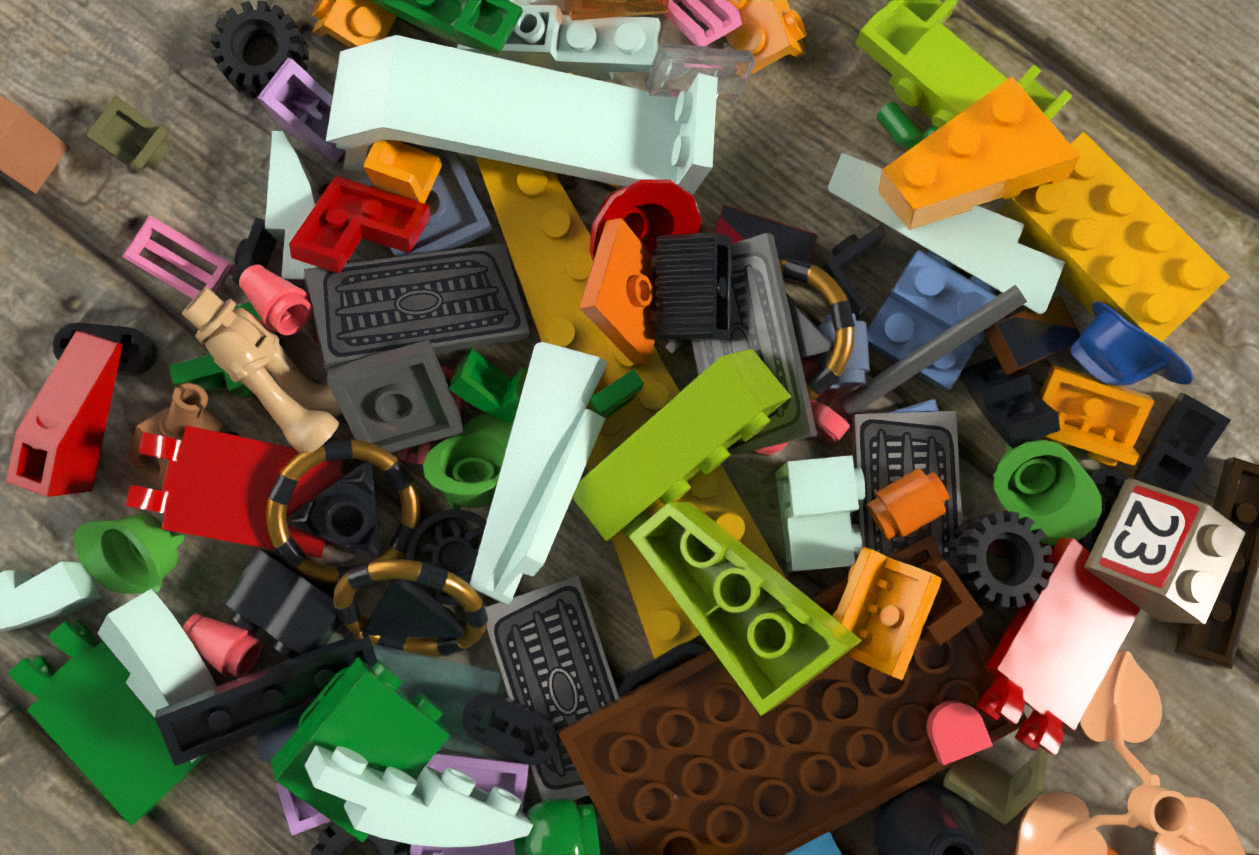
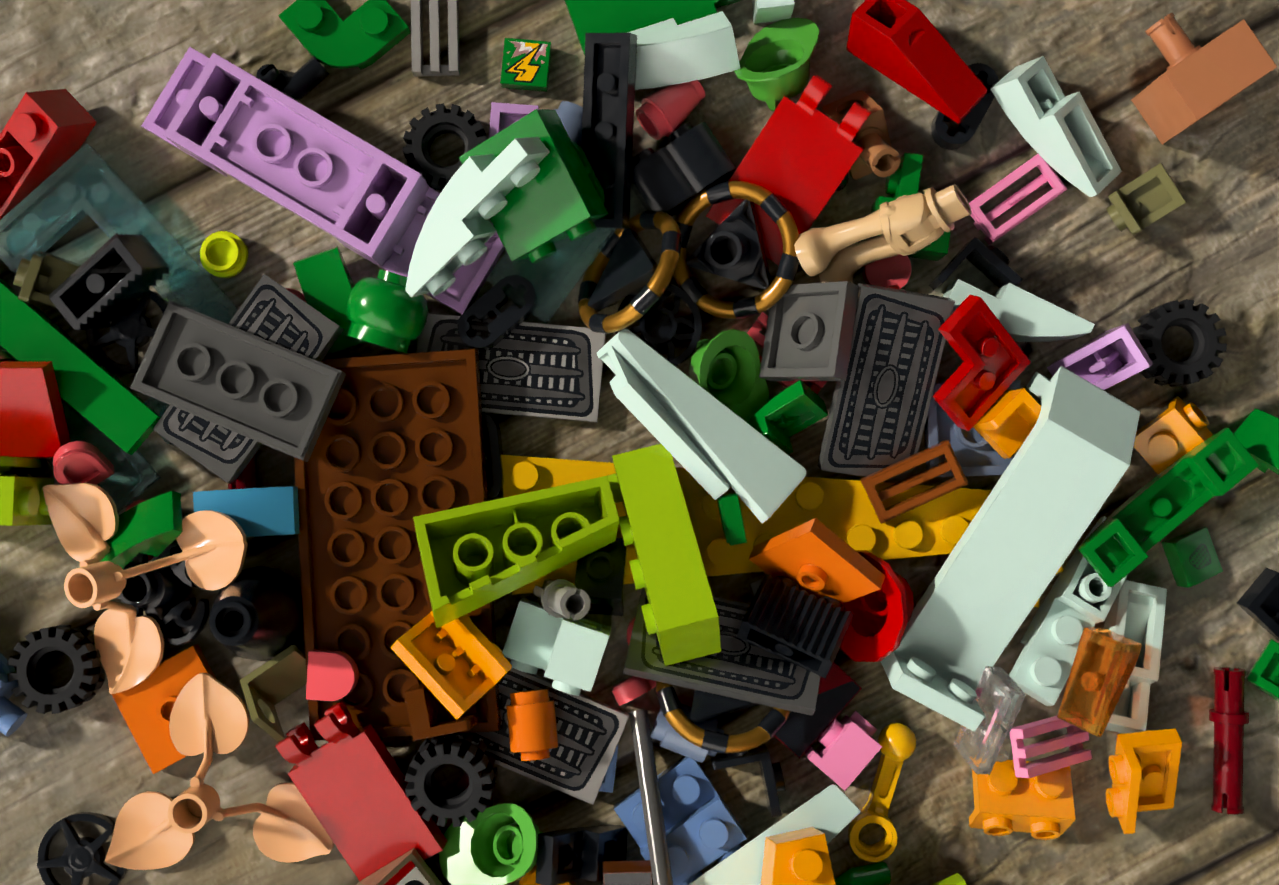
camera: 110 degrees right, 5 degrees up
(87, 250) = (1057, 126): none -> light aqua slope
(237, 817) = (526, 64): none -> tile
(277, 302) = (937, 266): coral cone -> none
(304, 352) = (888, 271): none -> coral tile
(532, 267) = (906, 464): none -> dark orange tile
(734, 498) = (603, 578): none -> black bracket
(761, 149) = (897, 745): none -> yellow piece
(772, 526) = (562, 599): none -> light grey axle
(789, 194) = (845, 749): none -> bright pink brick

